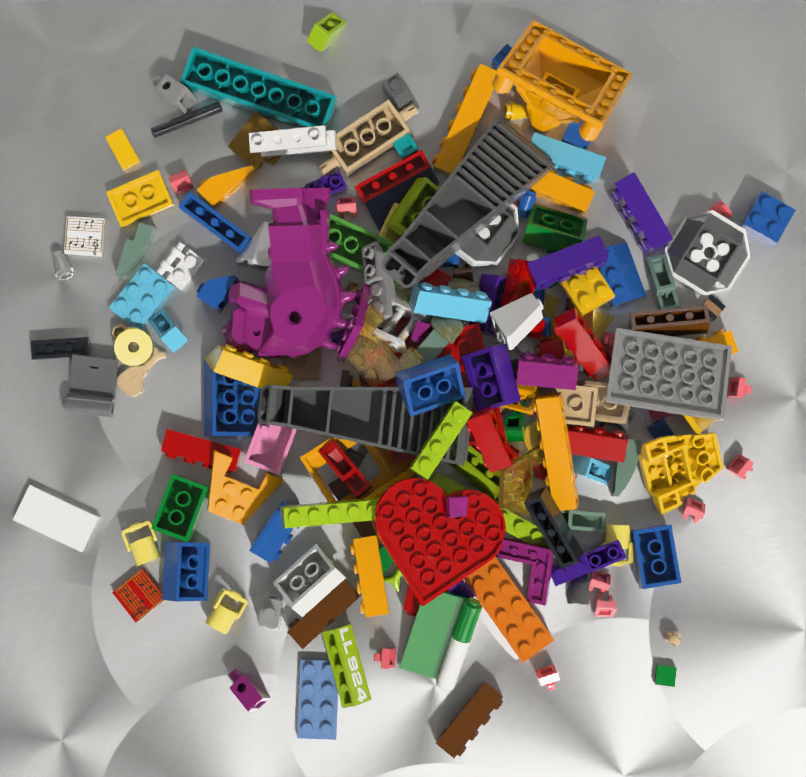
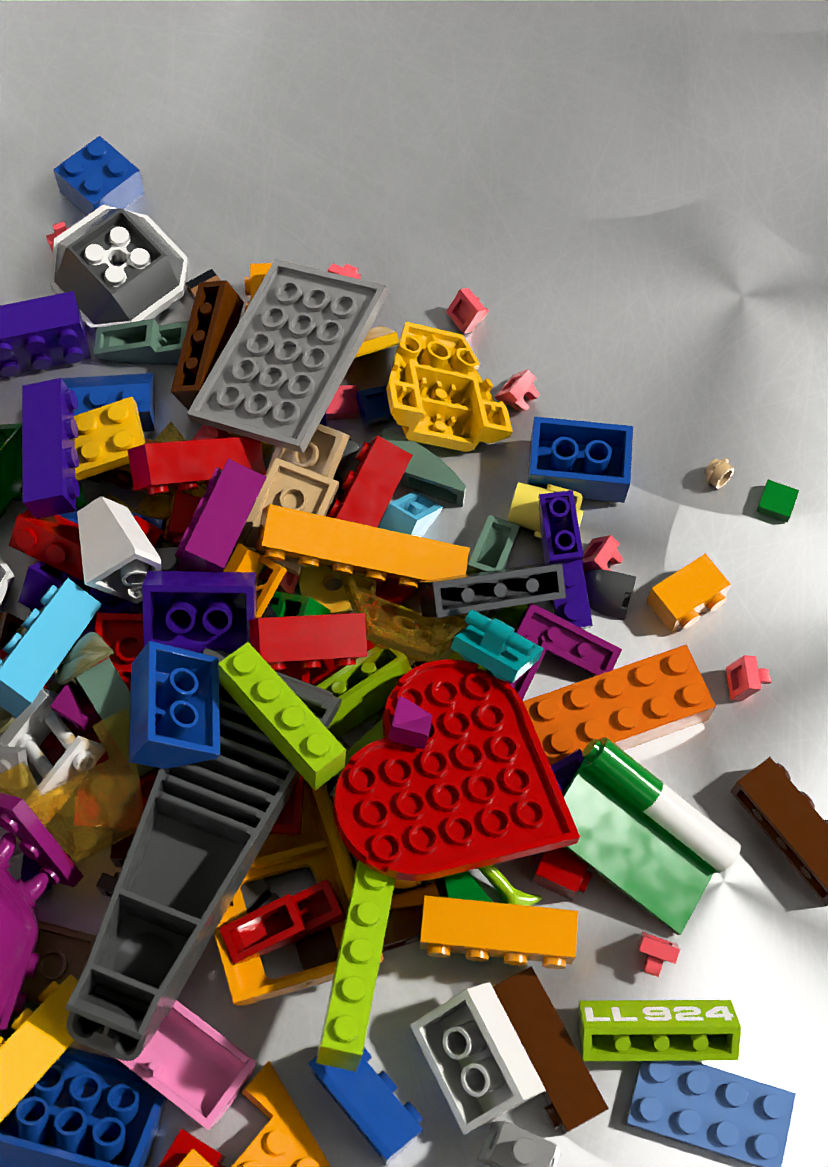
camera: 80 degrees left, 20 degrees down
(518, 539) = (496, 647): none -> teal plate
(590, 635) = (689, 593): none -> light orange brick
(605, 608) = (647, 558): coral tile -> none

